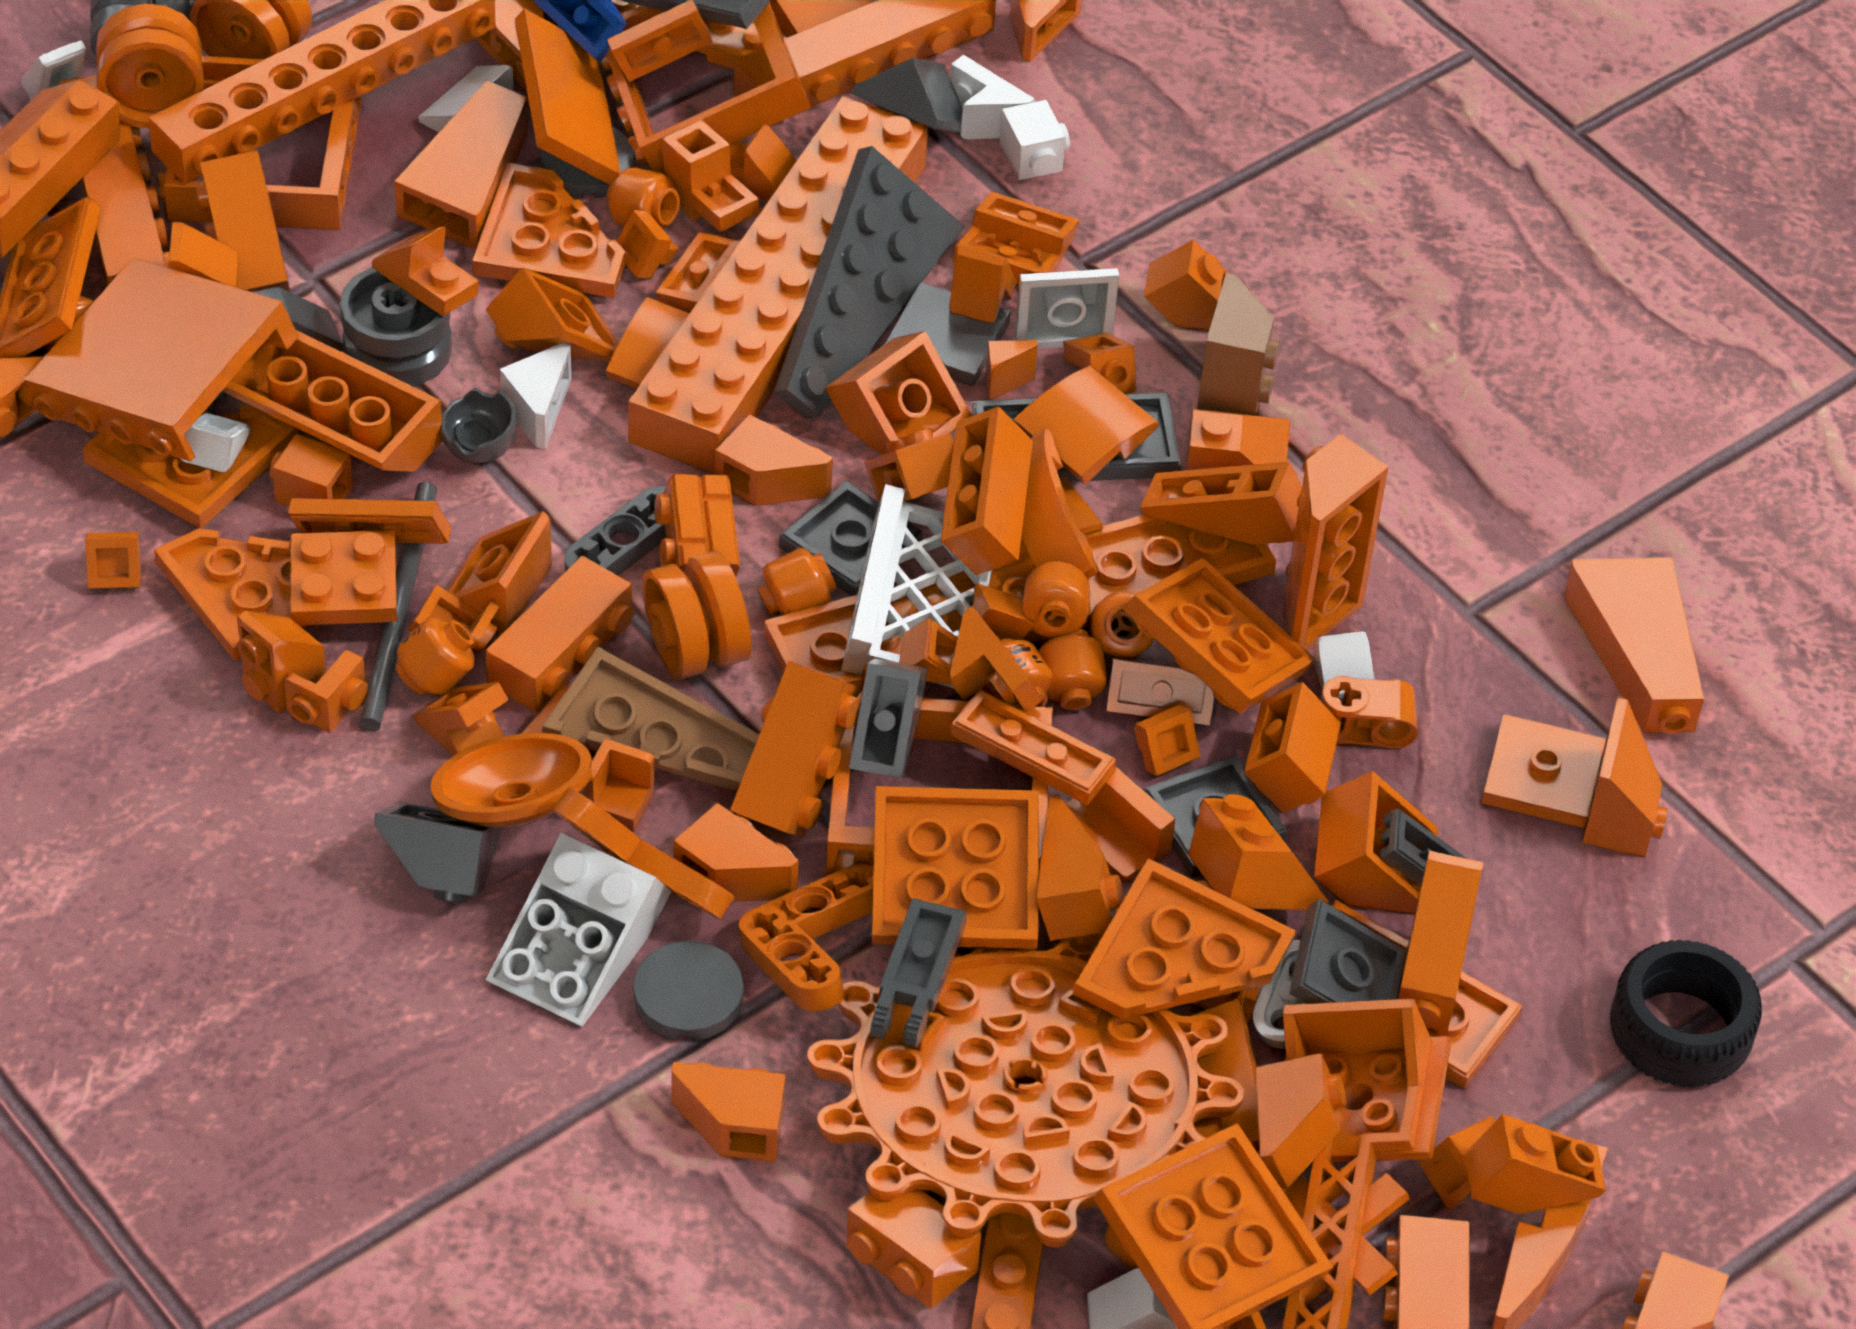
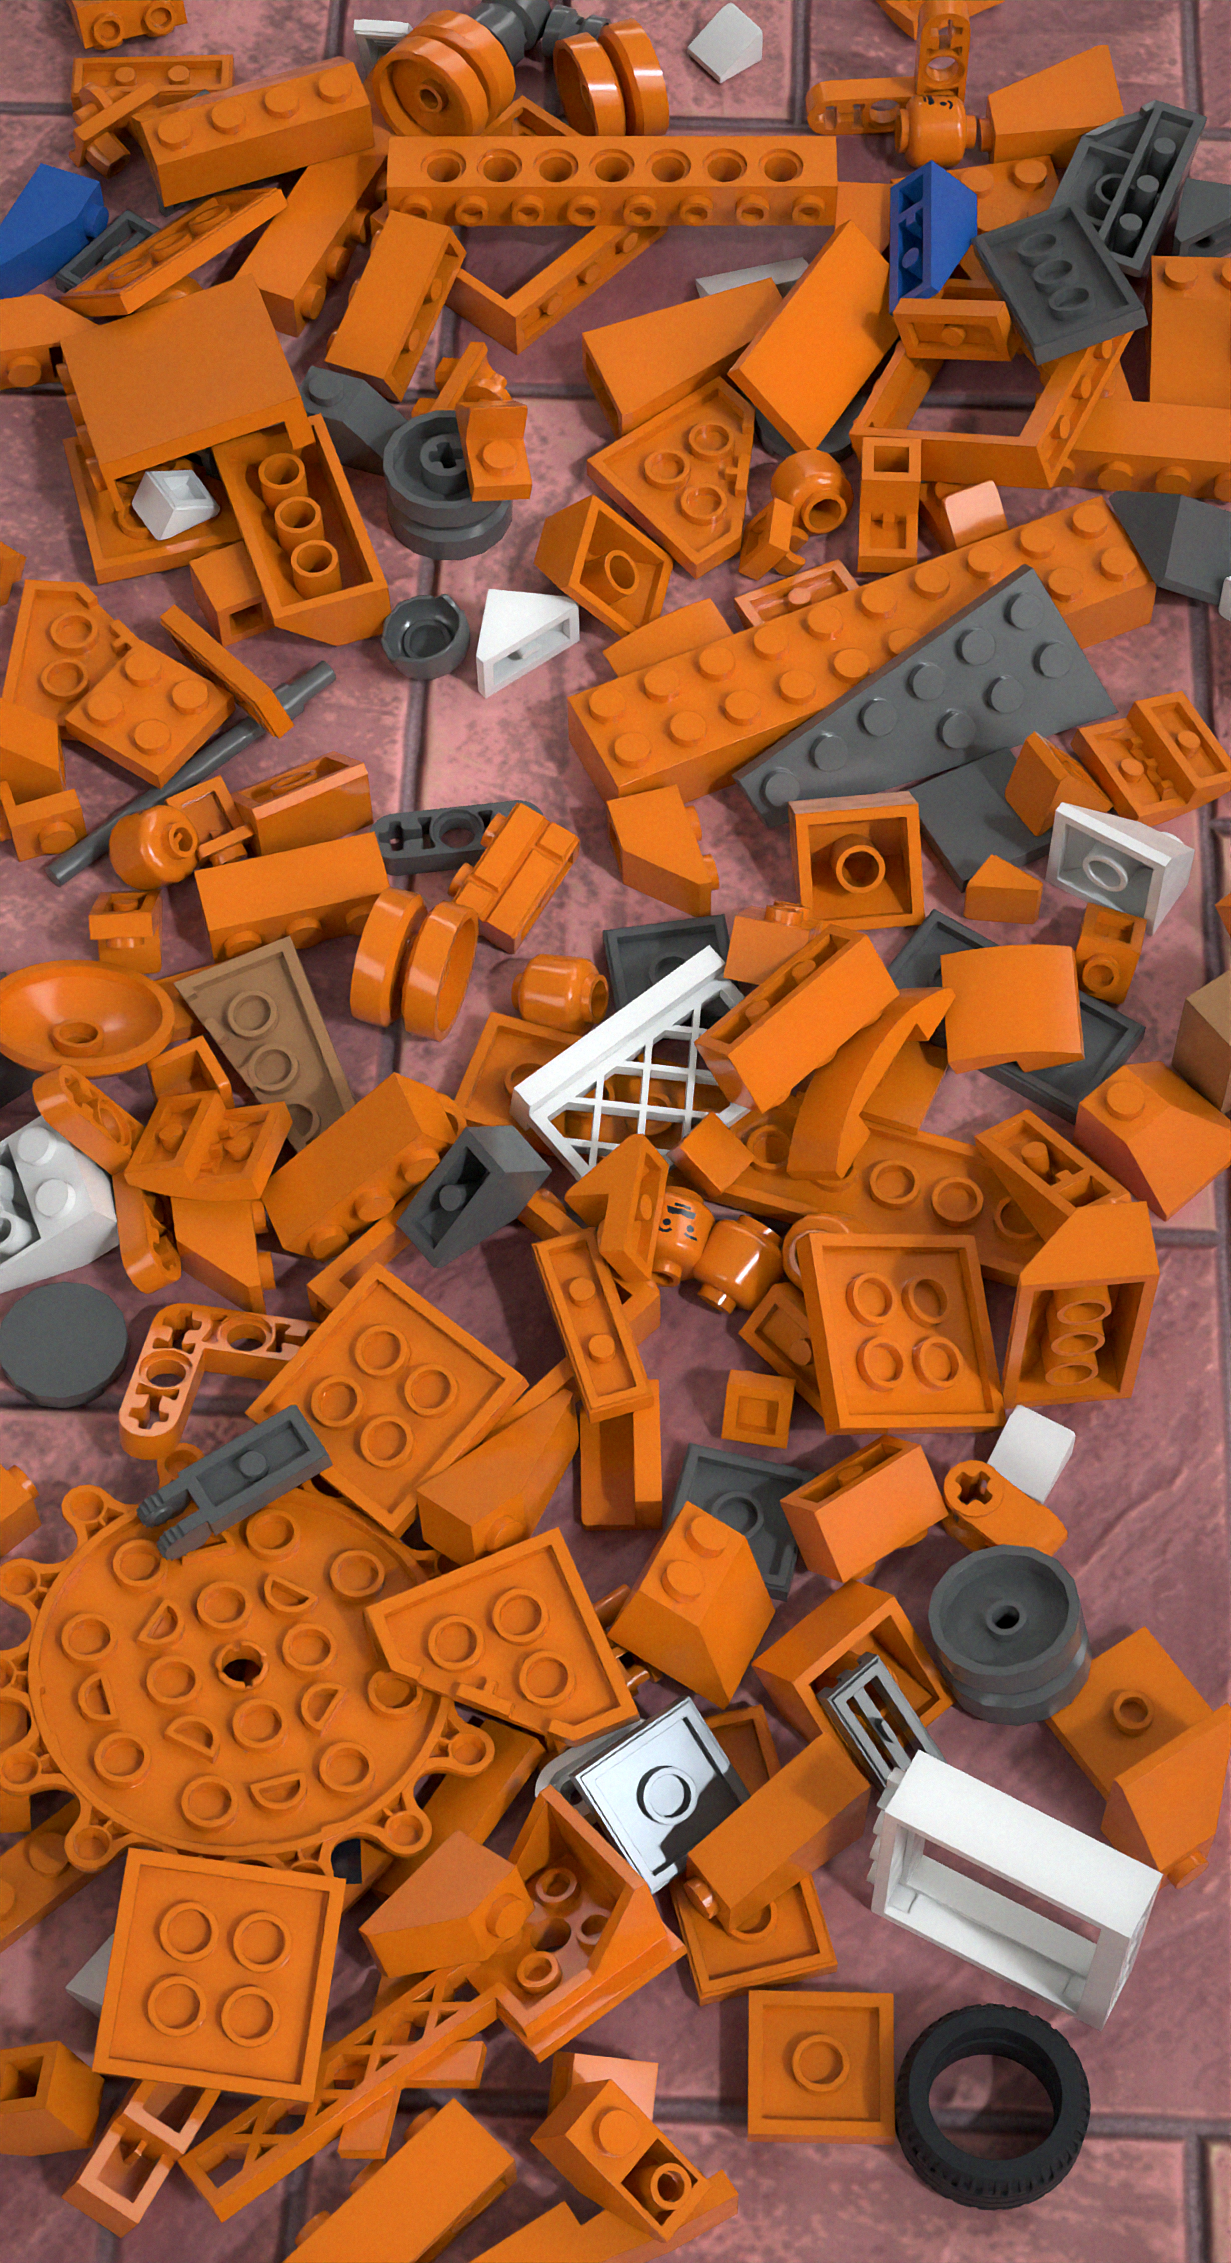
camera: 45 degrees right, 10 degrees up
(202, 255) = (307, 316): orange slope -> none
(340, 259) = (464, 381): none -> orange hips
(681, 804) = (208, 1151): none -> orange slope
(929, 647) = (582, 1148): orange slope -> none
(1056, 599) = (768, 1181): orange head -> none
(1447, 757) = (1010, 1634): none -> dark grey wheel
(1571, 1064) = (821, 2067): none -> orange plate
(1683, 801) = (1028, 1851): none -> white window

